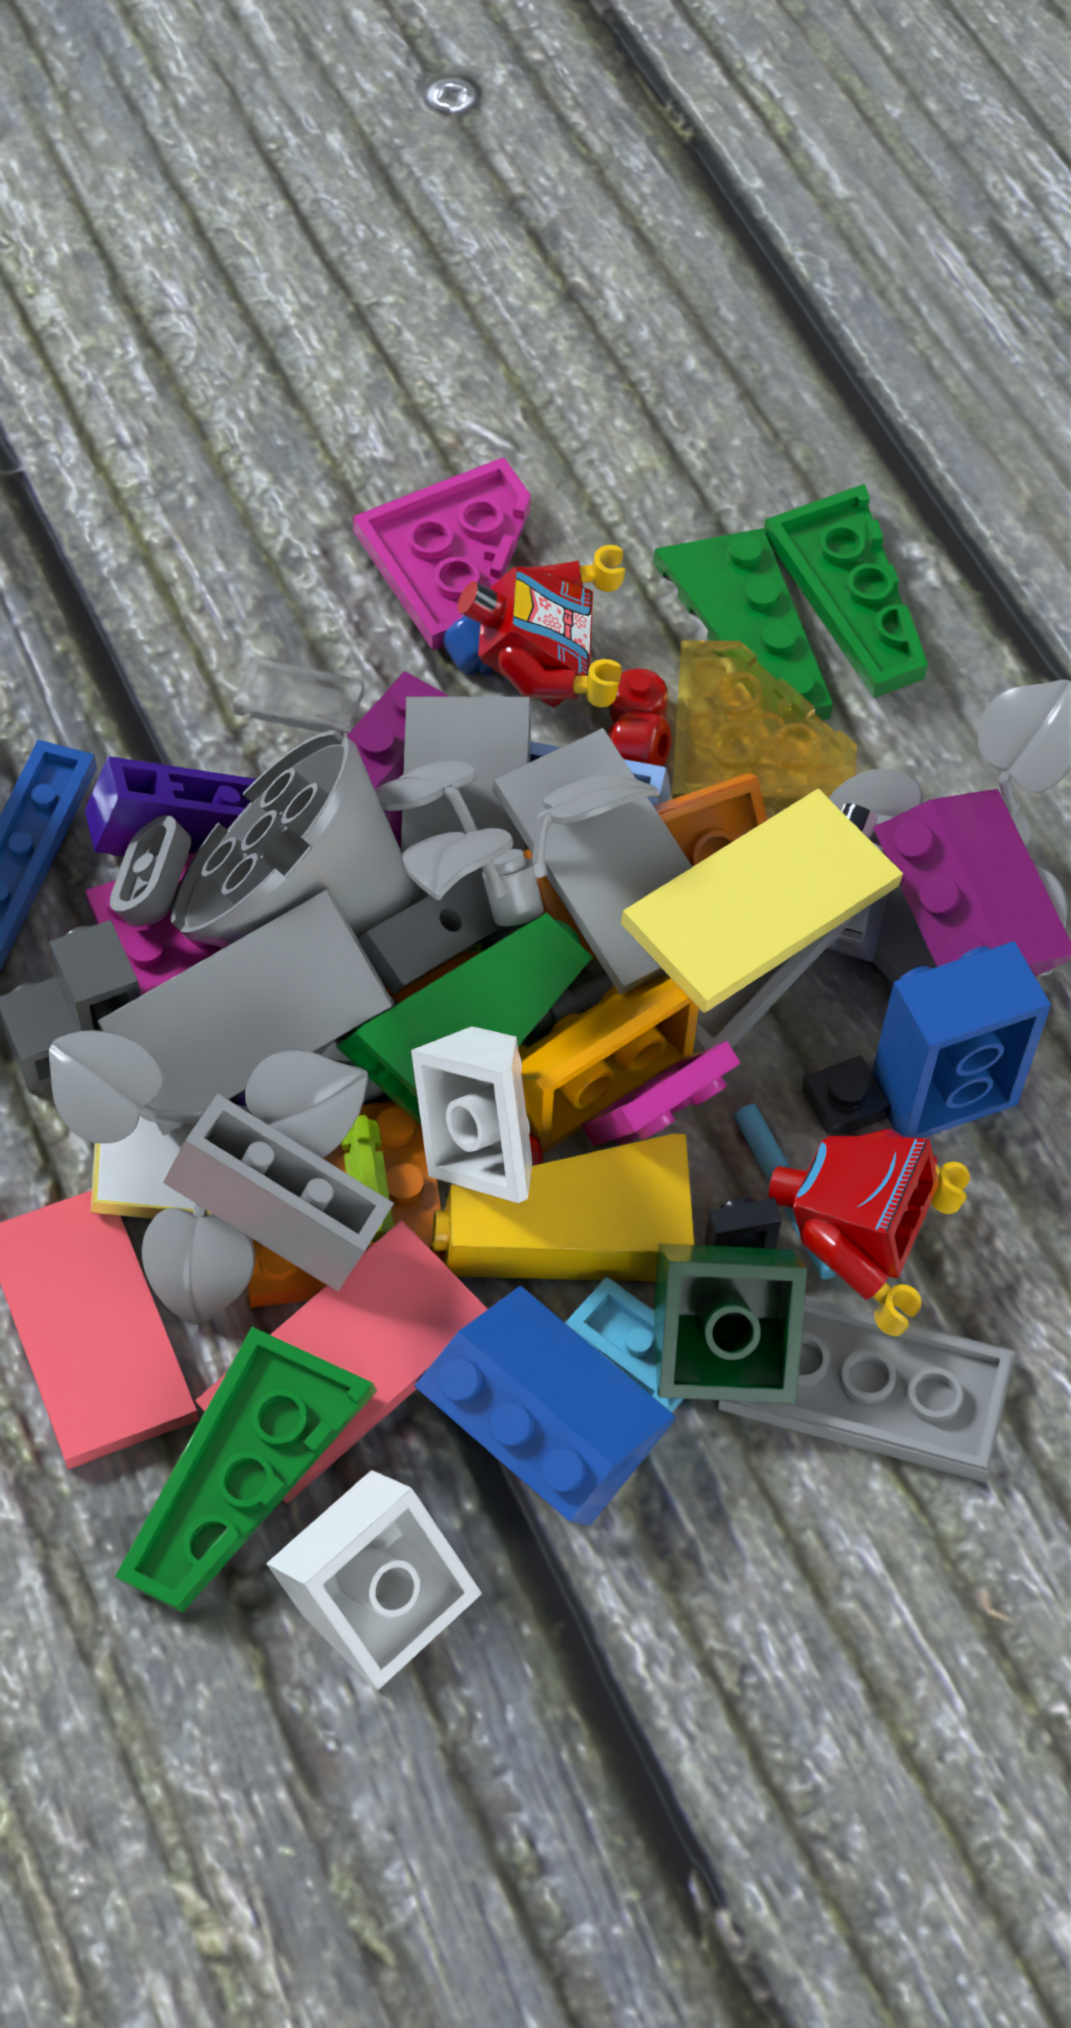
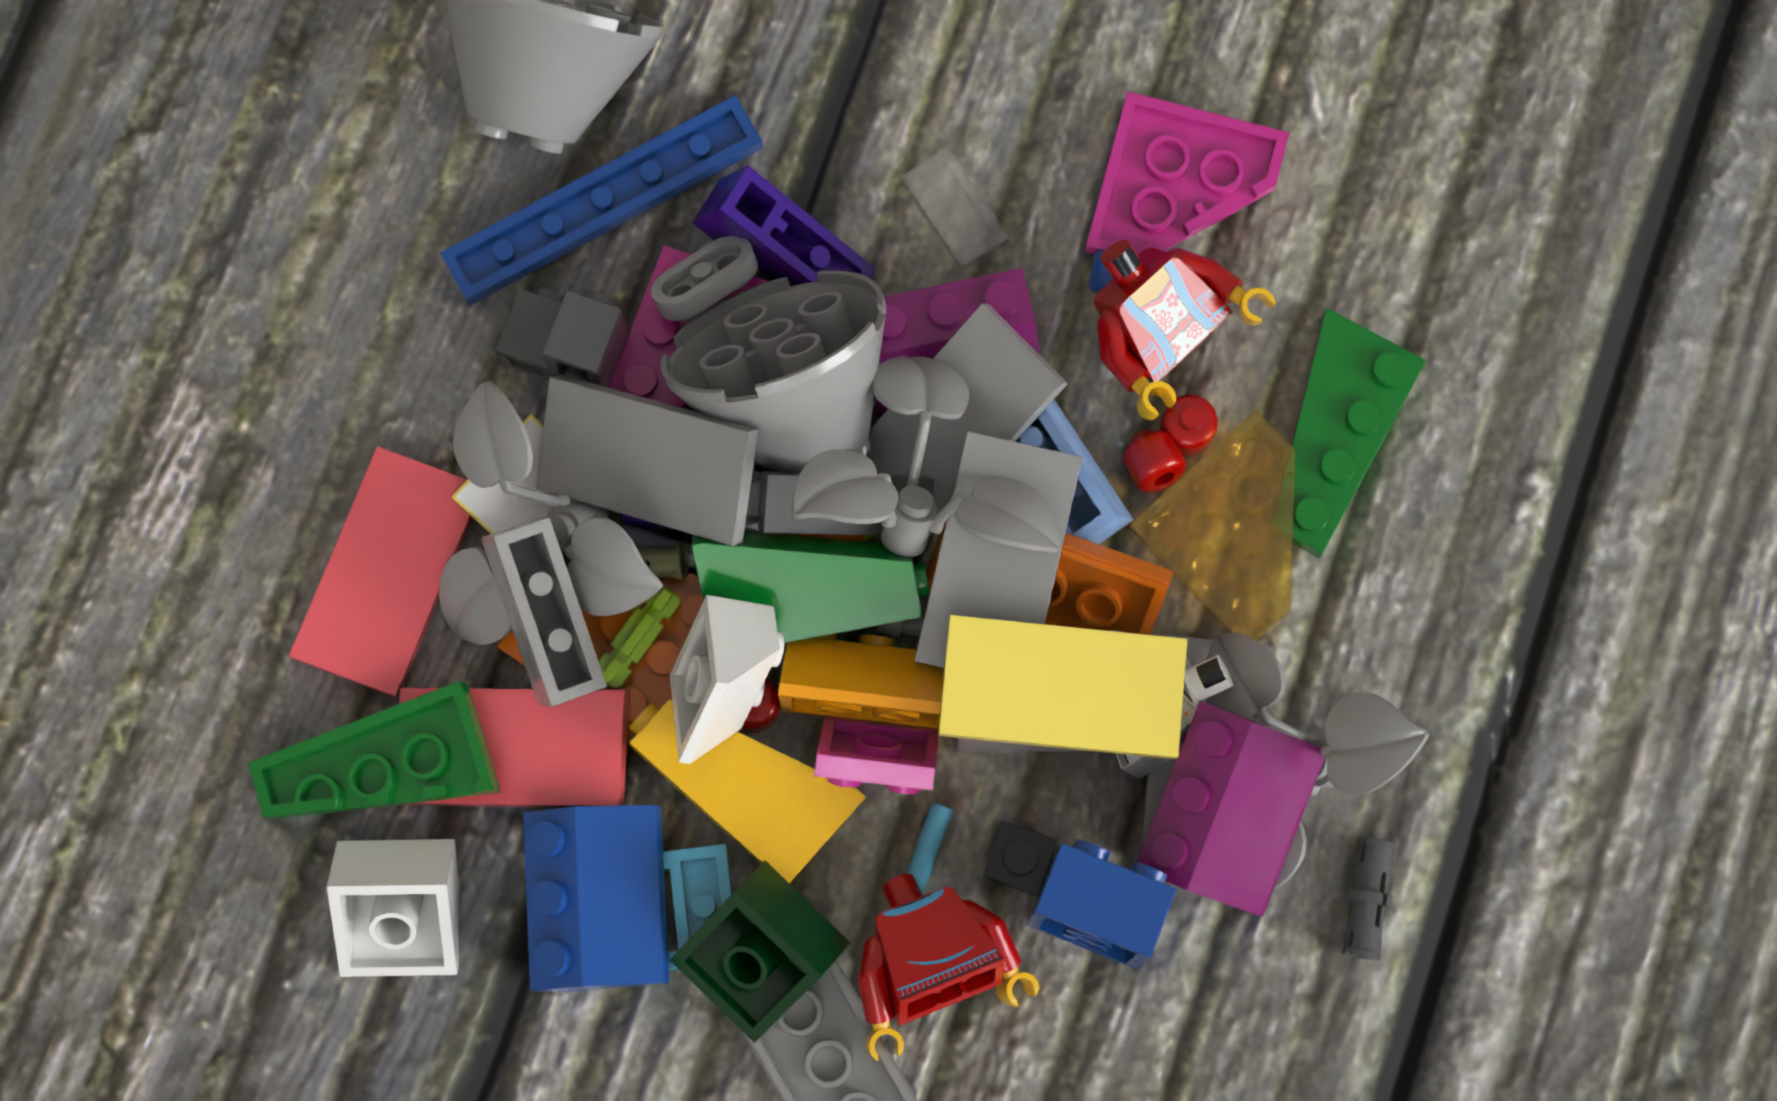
camera: 45 degrees right, 20 degrees up
(744, 1224) = (848, 889): black plate -> none
(844, 574) = (1445, 455): green wing -> none

